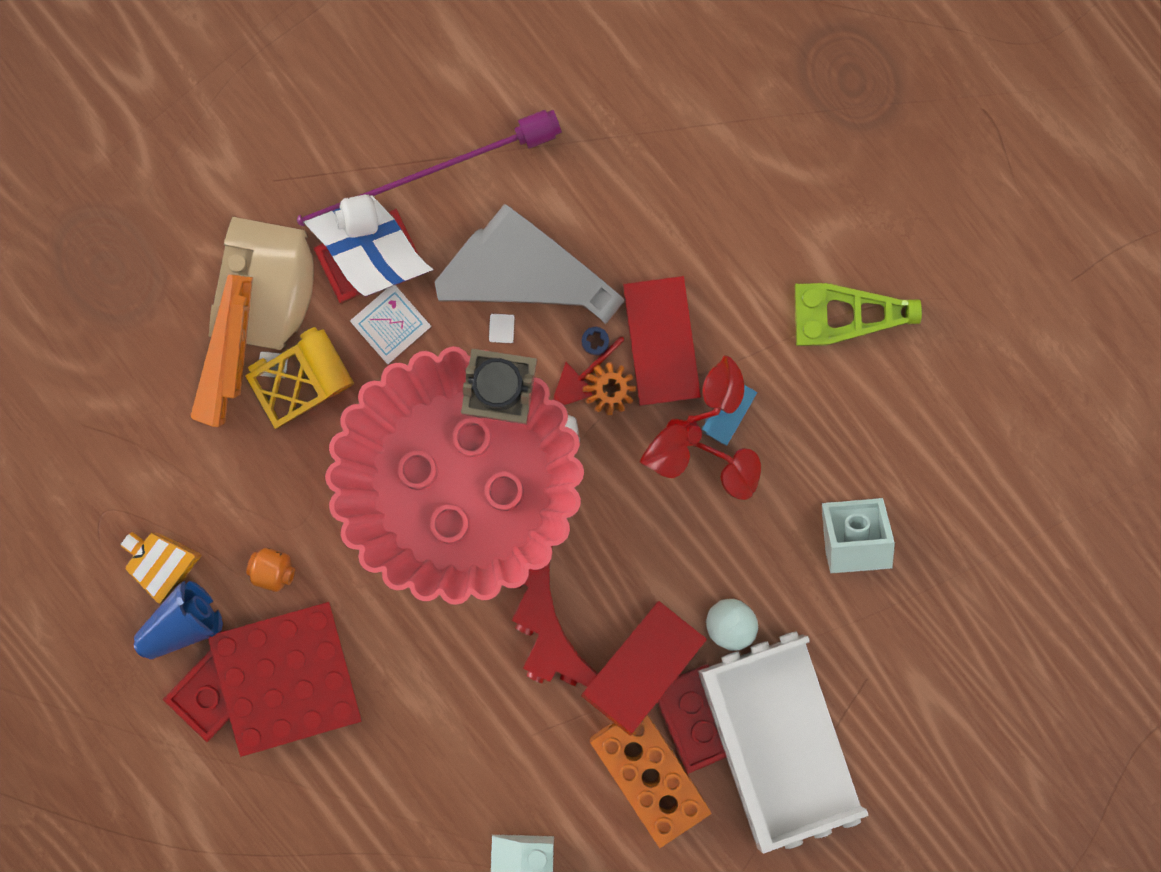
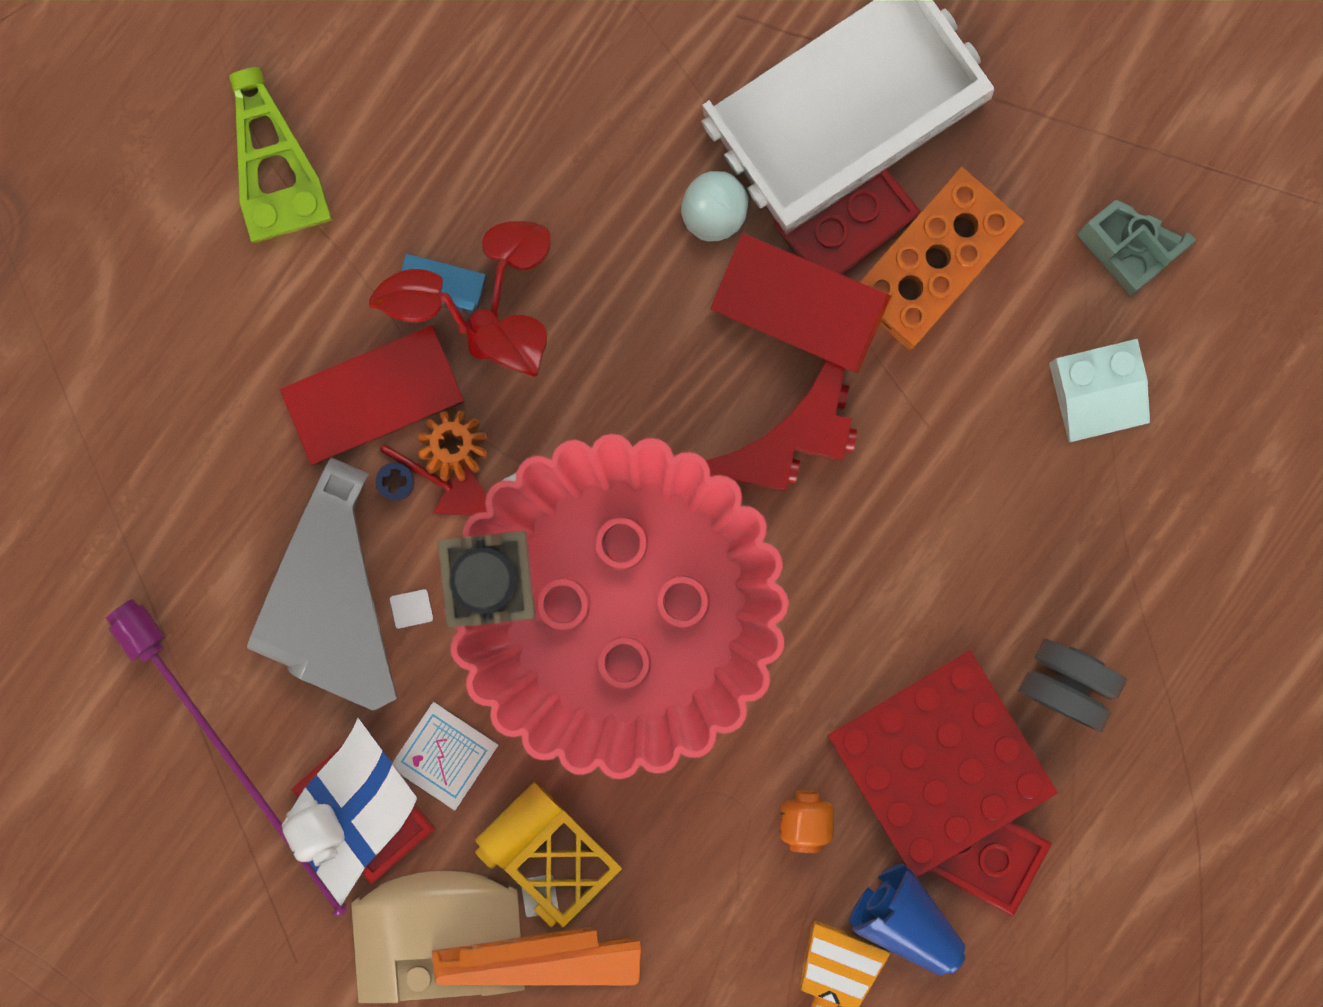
camera: 110 degrees left, 0 degrees up
(314, 789) = (1073, 682): none -> dark grey wheel
(857, 535) = (556, 75): light aqua slope -> none

